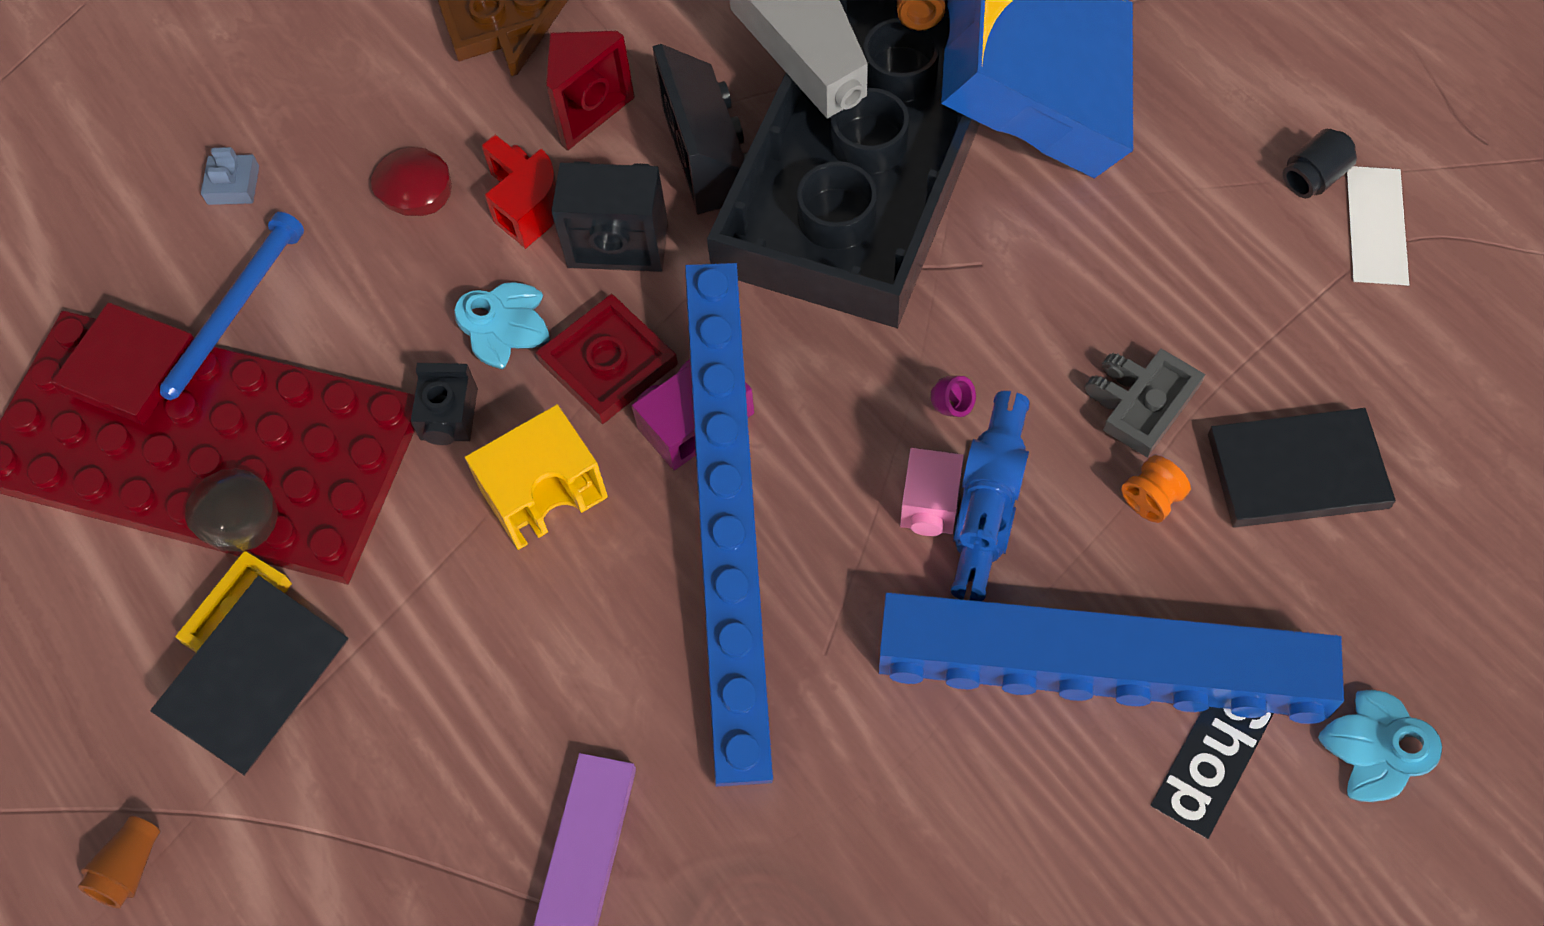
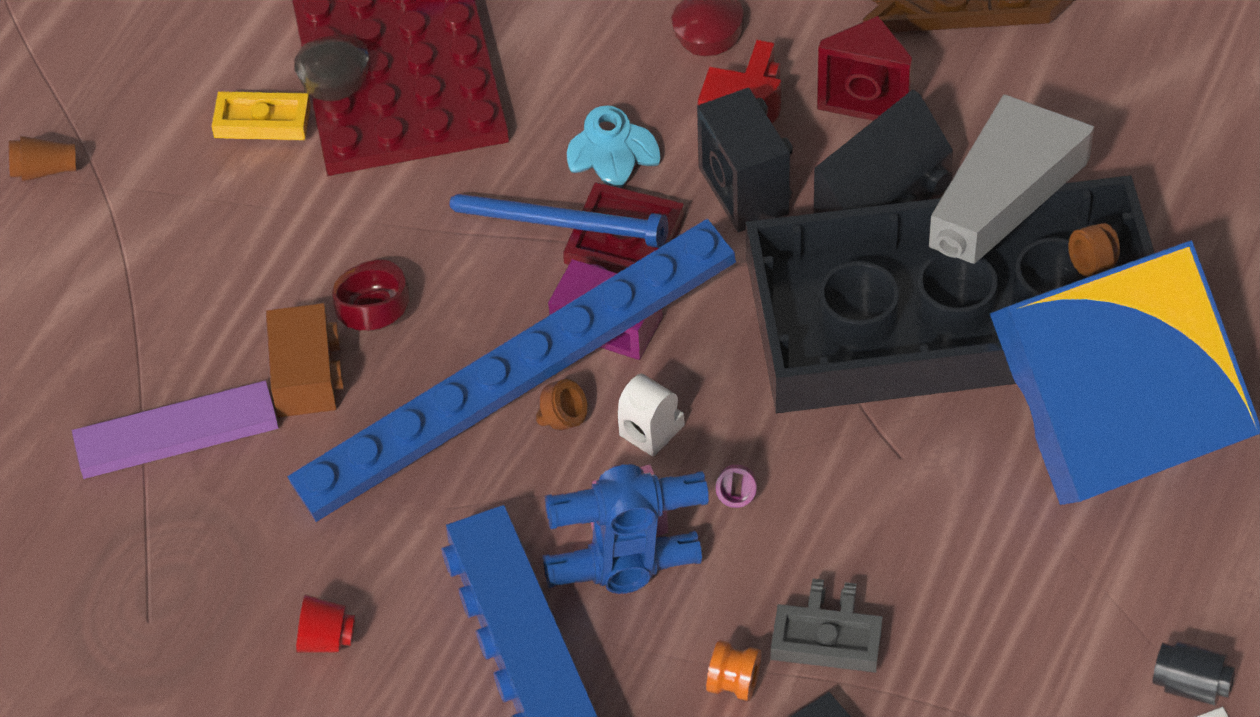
camera: 60 degrees right, 10 degrees down
(250, 675) = (214, 151): black tile -> none
(444, 403) = (509, 148): black brick -> none
(535, 471) = (475, 230): yellow piece -> none
(539, 606) = (371, 295): none -> dark red hat
(579, 704) = (301, 360): none -> dark orange brick
(637, 327) = (652, 230): none -> blue bar
(781, 495) = (562, 405): none -> dark orange tile
(837, 422) = (653, 410): none -> white leg
(919, 829) = (323, 626): none -> red hat

